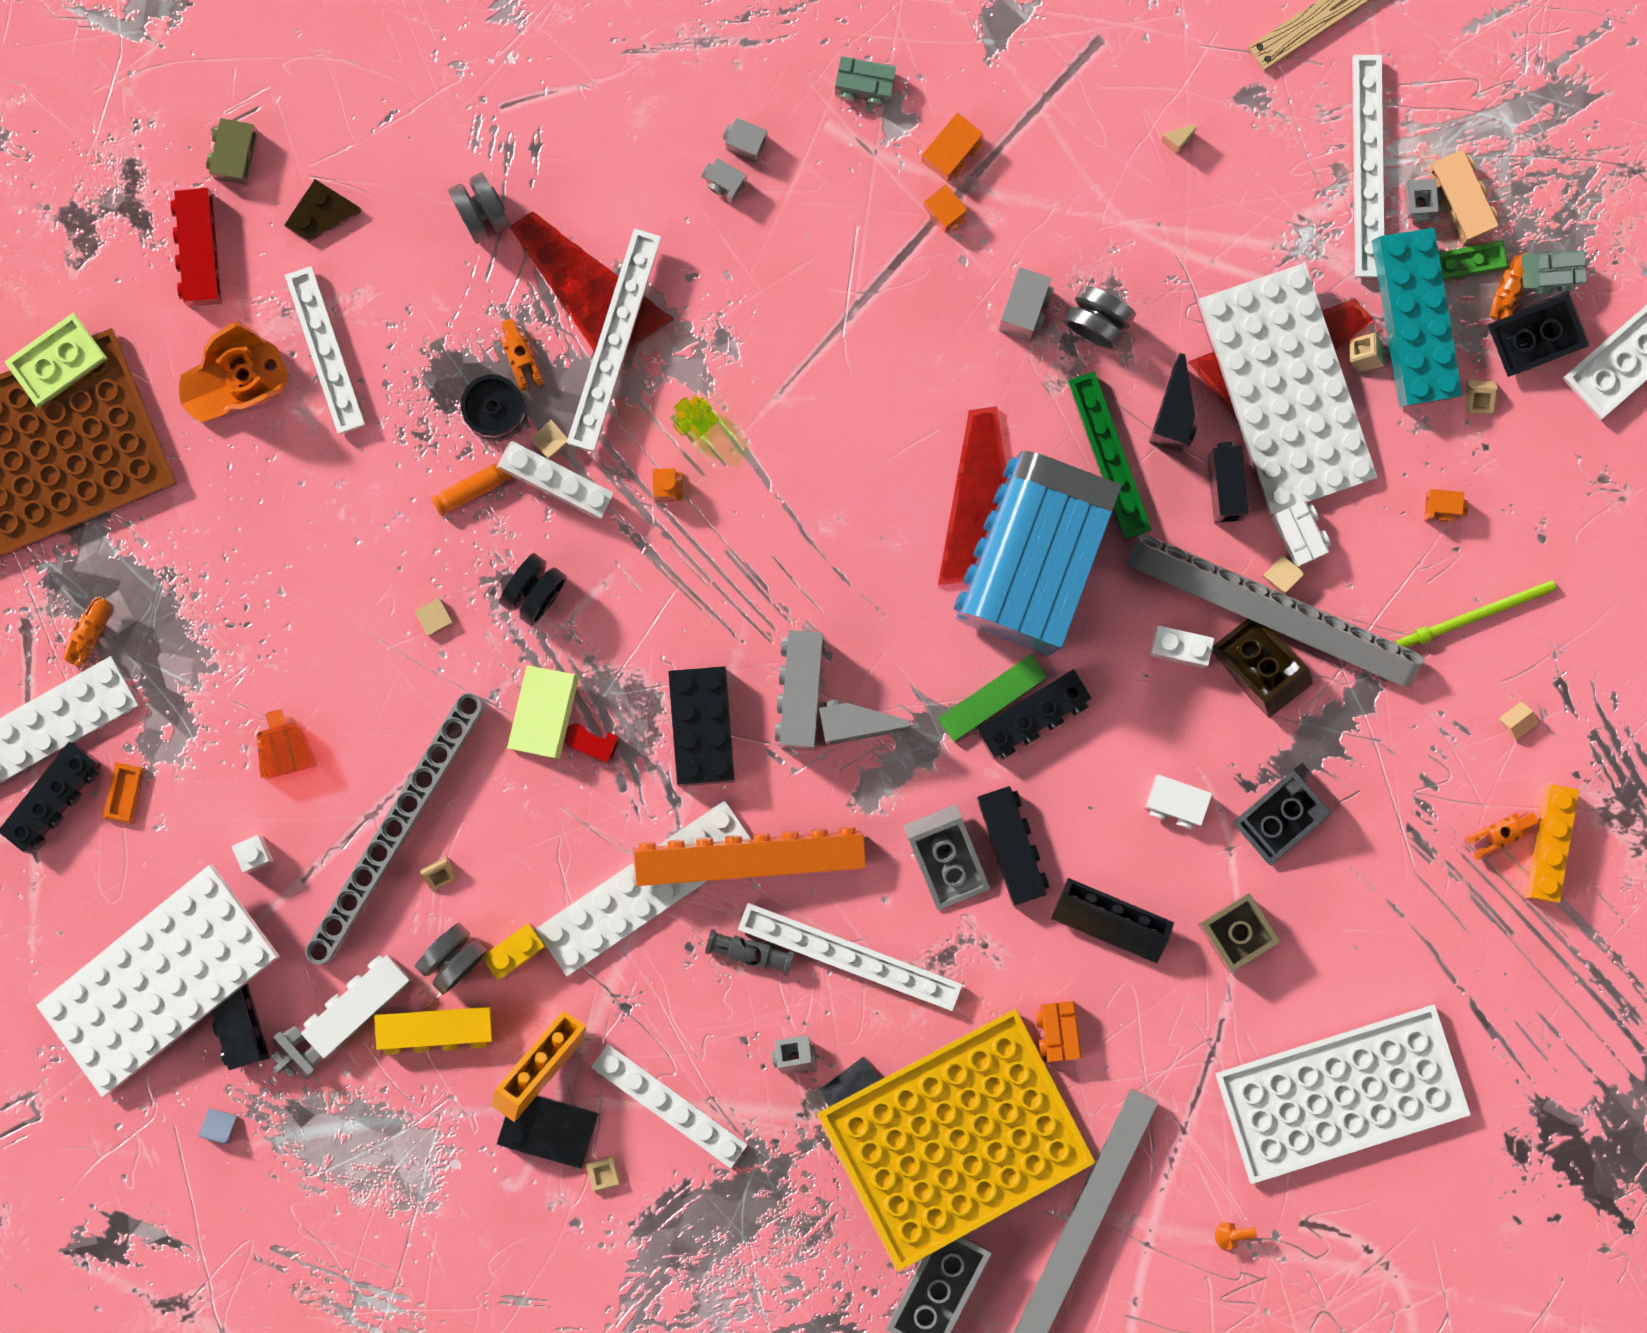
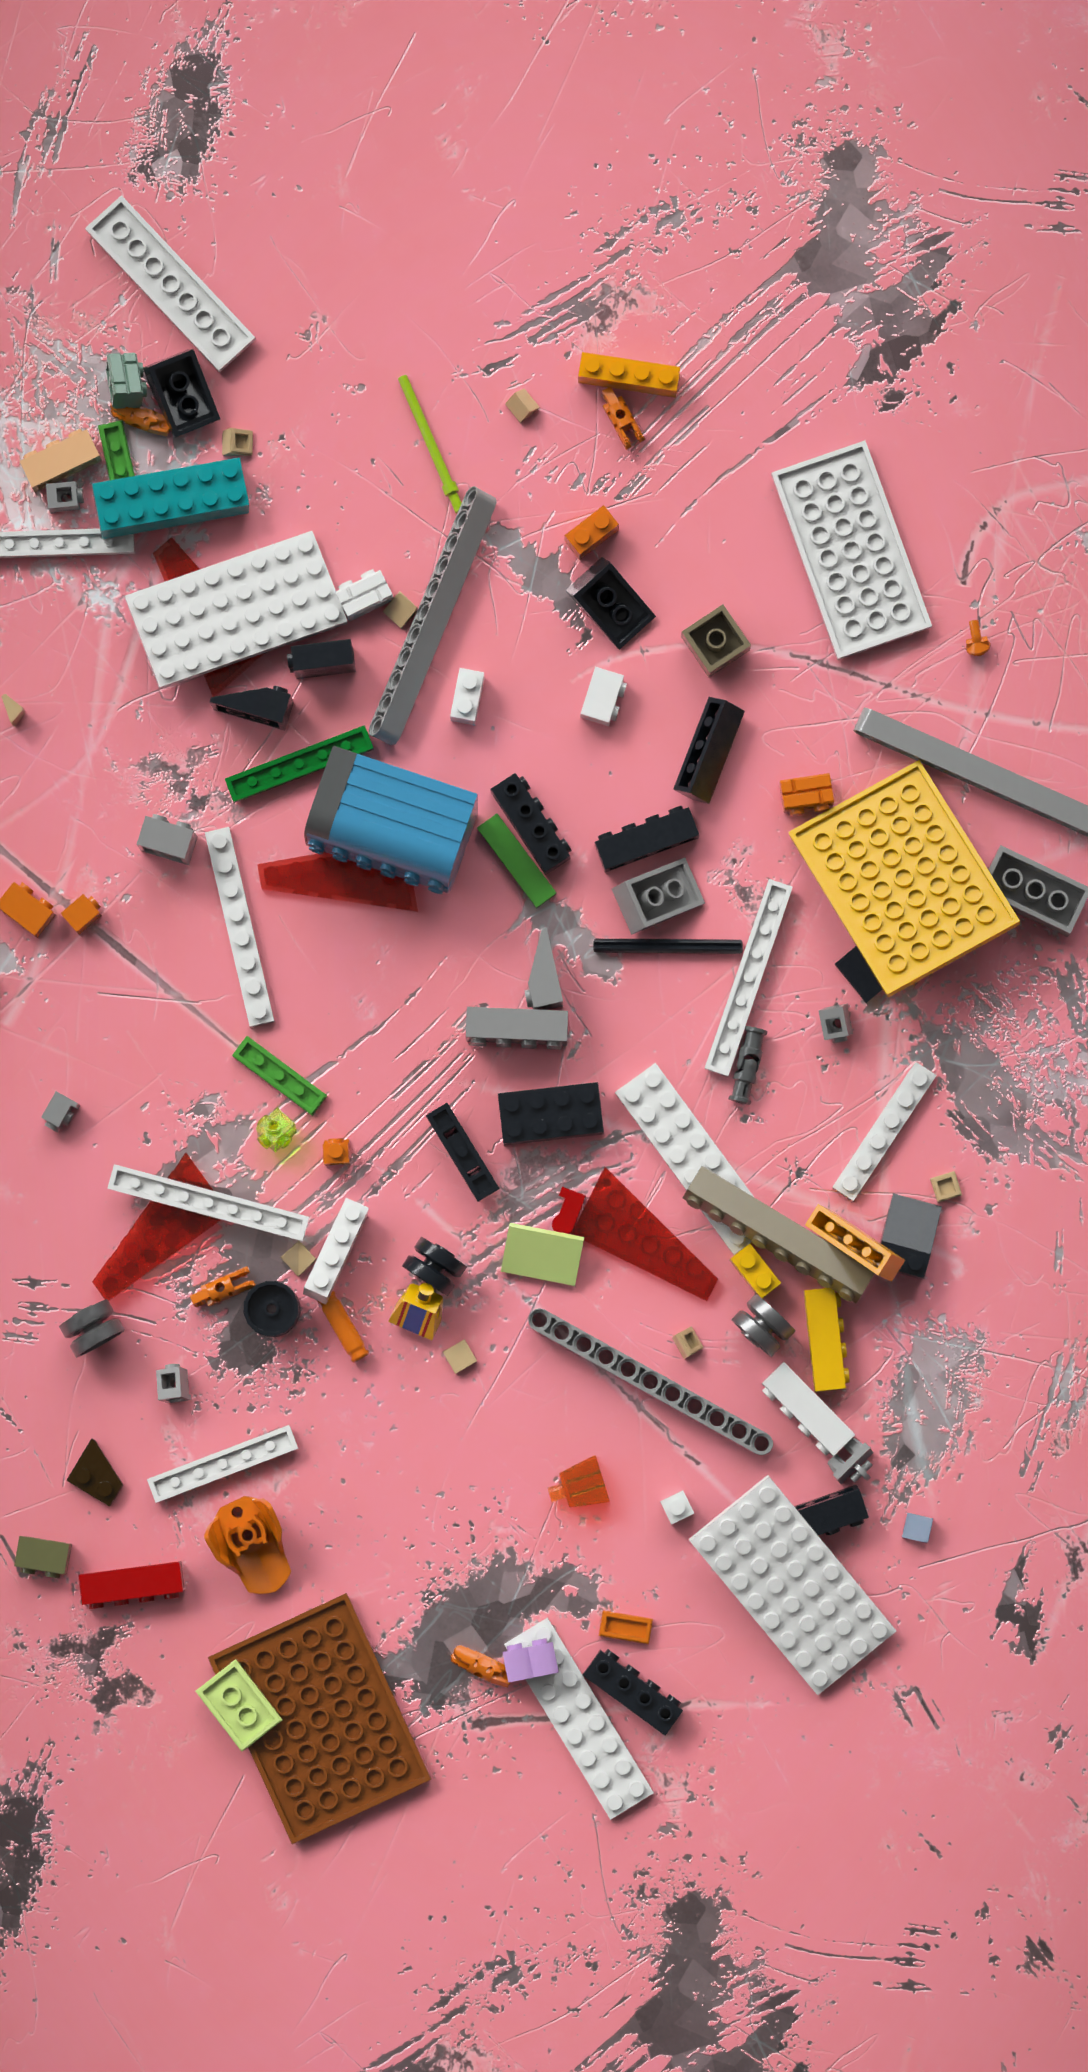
camera: 90 degrees left, 0 degrees up
(86, 683) = (530, 1661): none -> lavender brick
(415, 297) = (165, 1384): none -> light grey brick
(483, 571) = (418, 1310): none -> yellow torso
(552, 978) = (778, 1235): none -> dark tan brick
(567, 811) = (629, 1231): none -> clear red wing
(661, 625) = (462, 1152): none -> black hinge
(745, 139) = (21, 1094): light grey brick -> none
(748, 857) = (665, 1067): orange brick -> none
(757, 425) = (279, 1075): none -> bright green tile
(889, 866) = (718, 946): none -> black axle
(926, 384) = (239, 927): none -> white plate
(1099, 317) = (177, 774): flat silver wheel -> none
(1262, 666) = (481, 626): dark brown slope -> none
(1366, 352) = (201, 542): tan slope -> none
(1368, 794) = (591, 532): none -> orange brick
(1445, 505) = (335, 471): orange brick -> none

